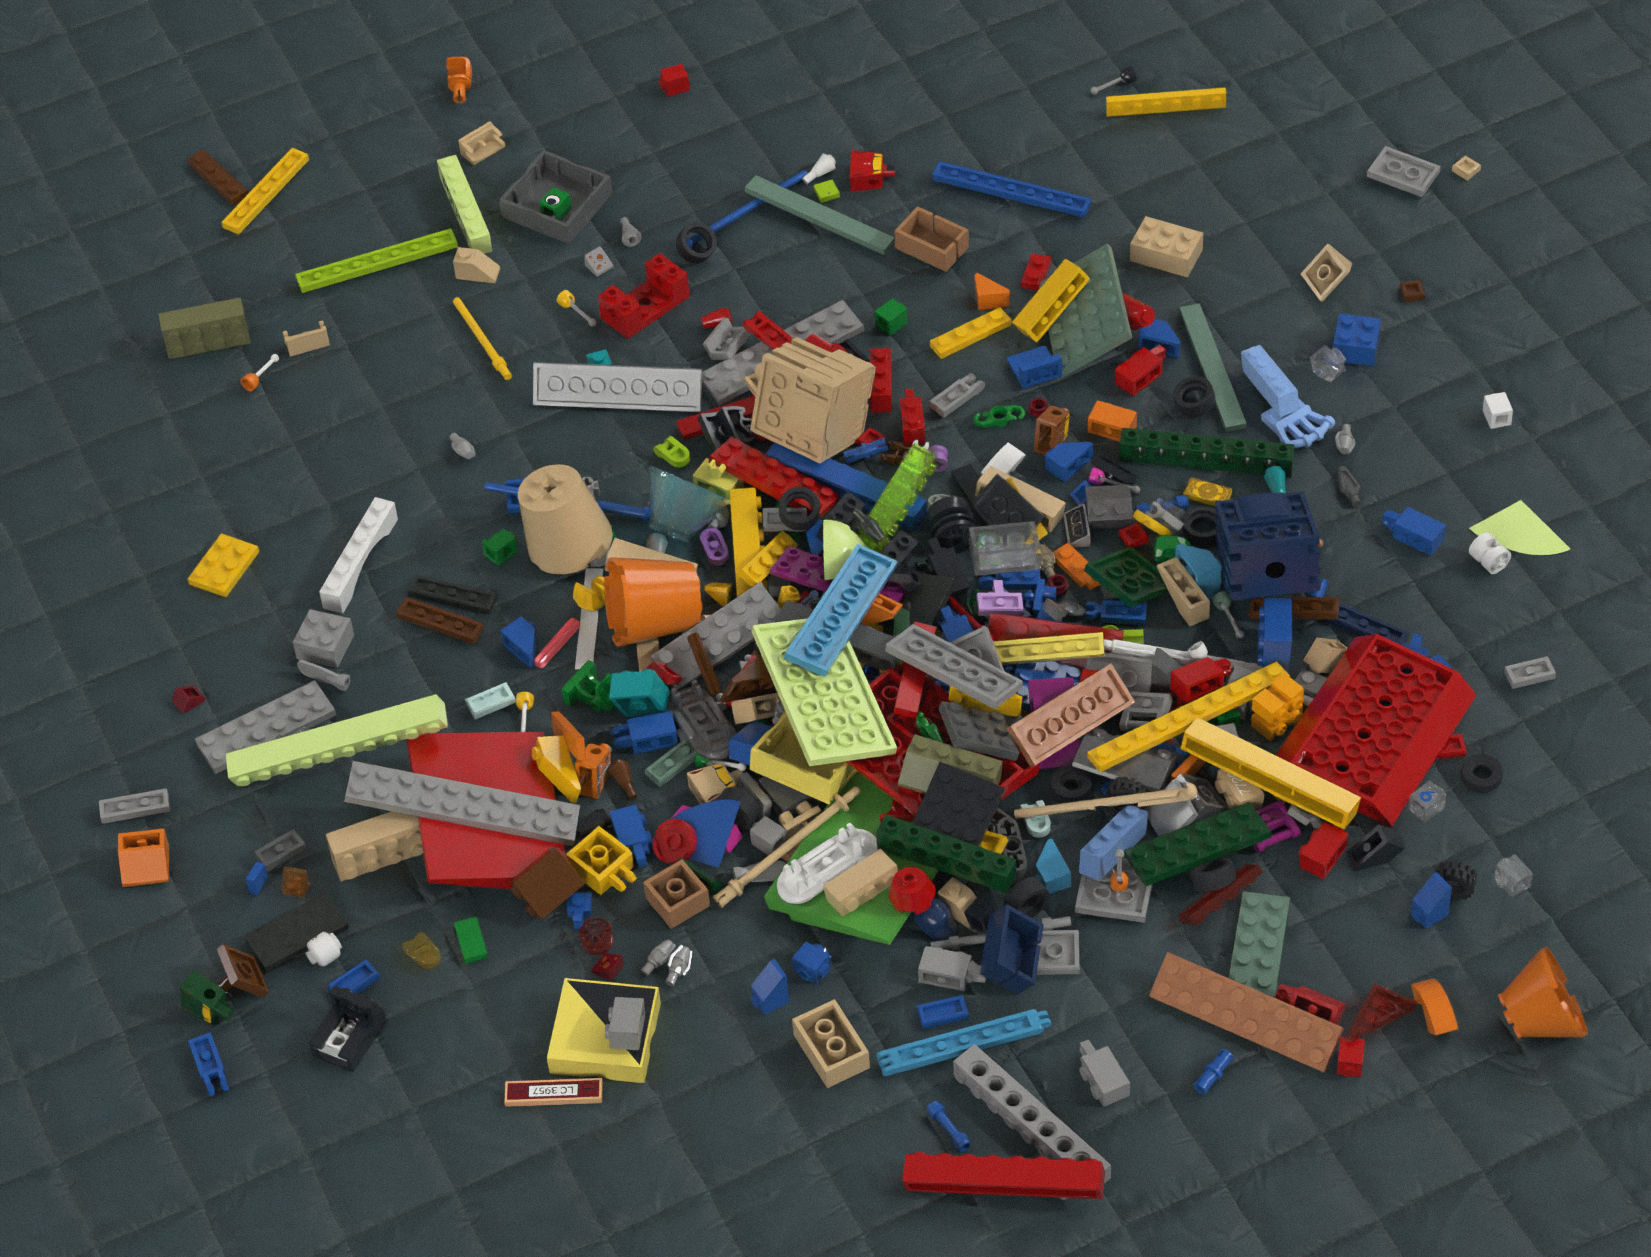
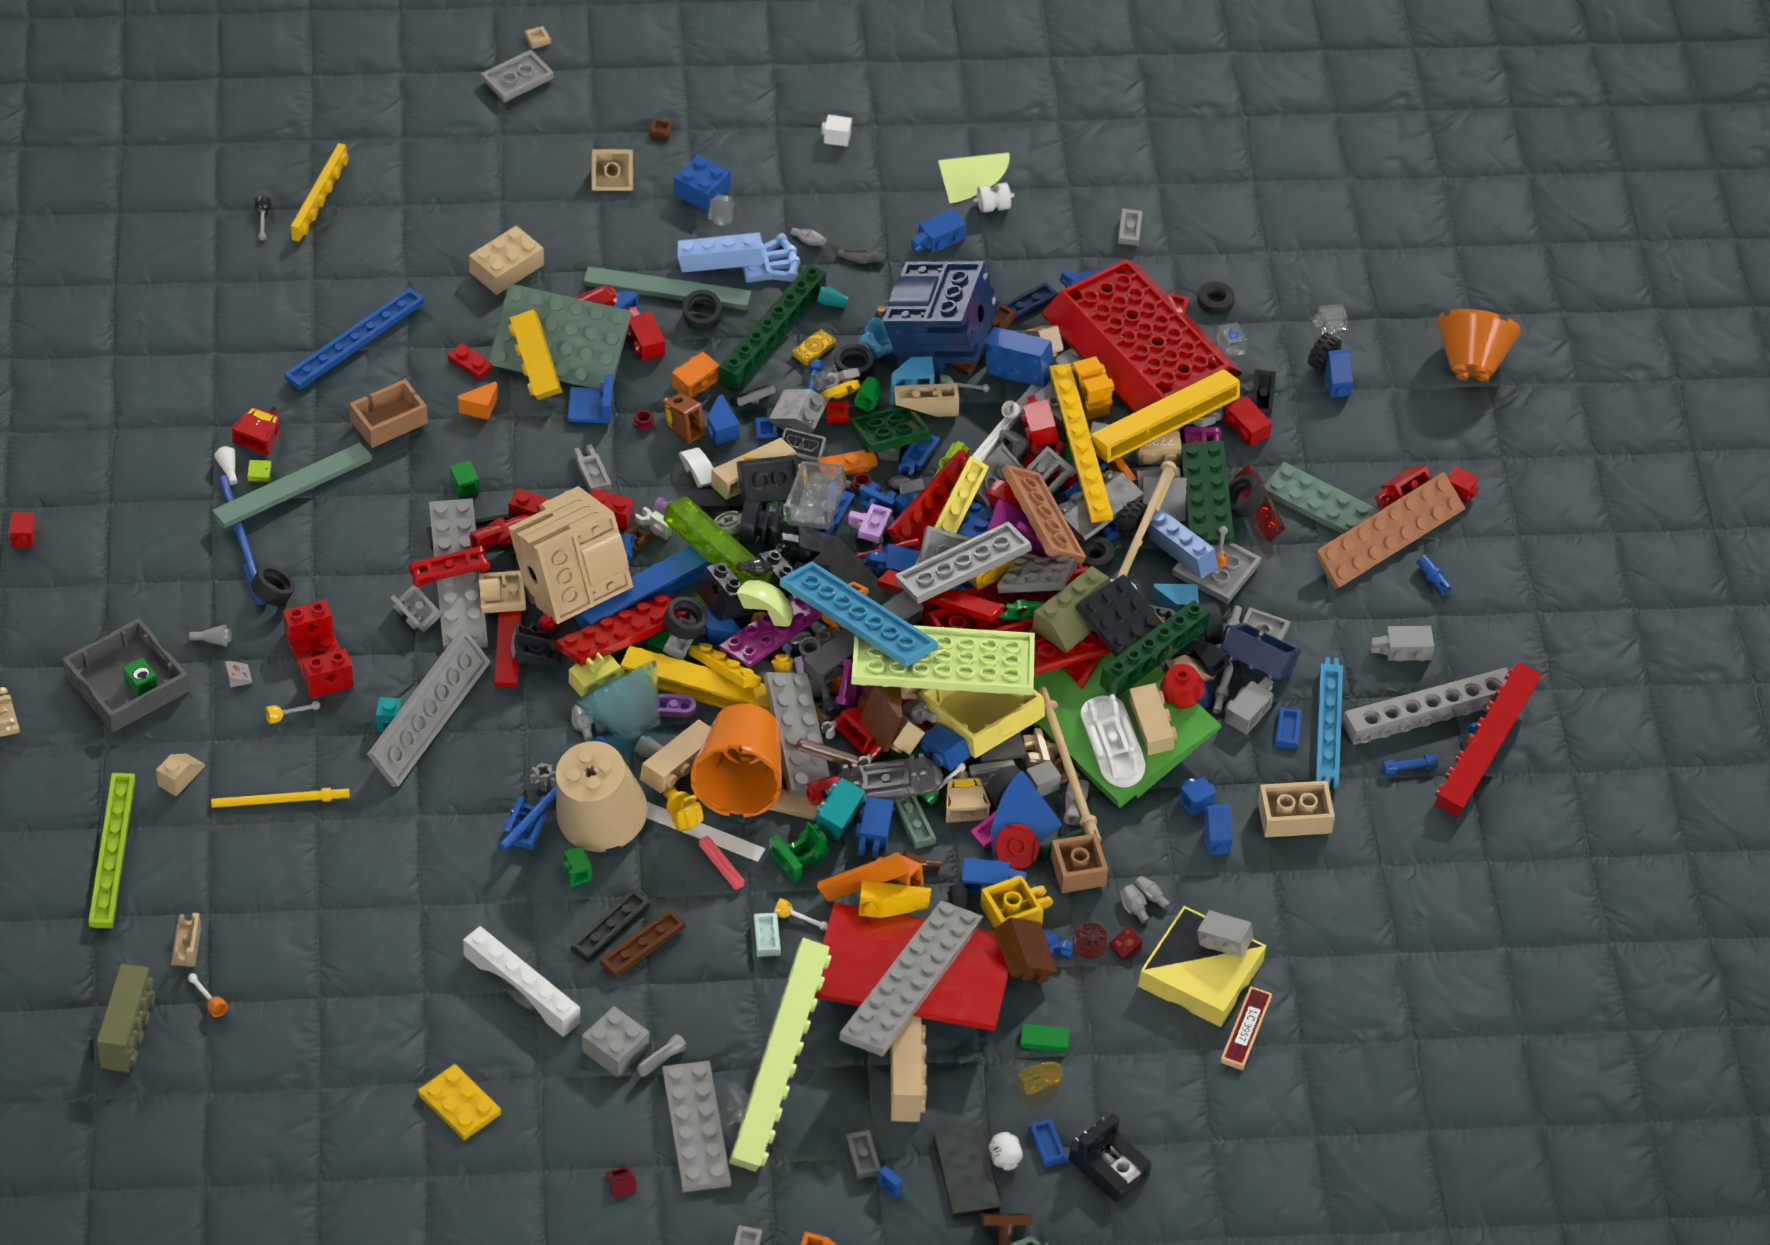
camera: 75 degrees left, 0 degrees up
(295, 882) = (909, 1153): clear orange slope -> none
(462, 446) = (421, 858): light grey piece -> none
(464, 204) = (85, 751): yellowish green brick -> none
(521, 640) = (709, 886): blue slope -> none
(677, 455) = (541, 695): lime plate -> none
(714, 318) = (380, 606): red cone -> none
(970, 333) = (517, 434): yellow plate -> none
(971, 605) = (857, 545): dark green piece -> none
(1007, 411) = (636, 458): green piece -> none
(1097, 477) = (753, 410): hinge -> none
(1378, 1010) = (1426, 449): clear red wing -> none
(1435, 1005) = (1444, 412): orange brick -> none

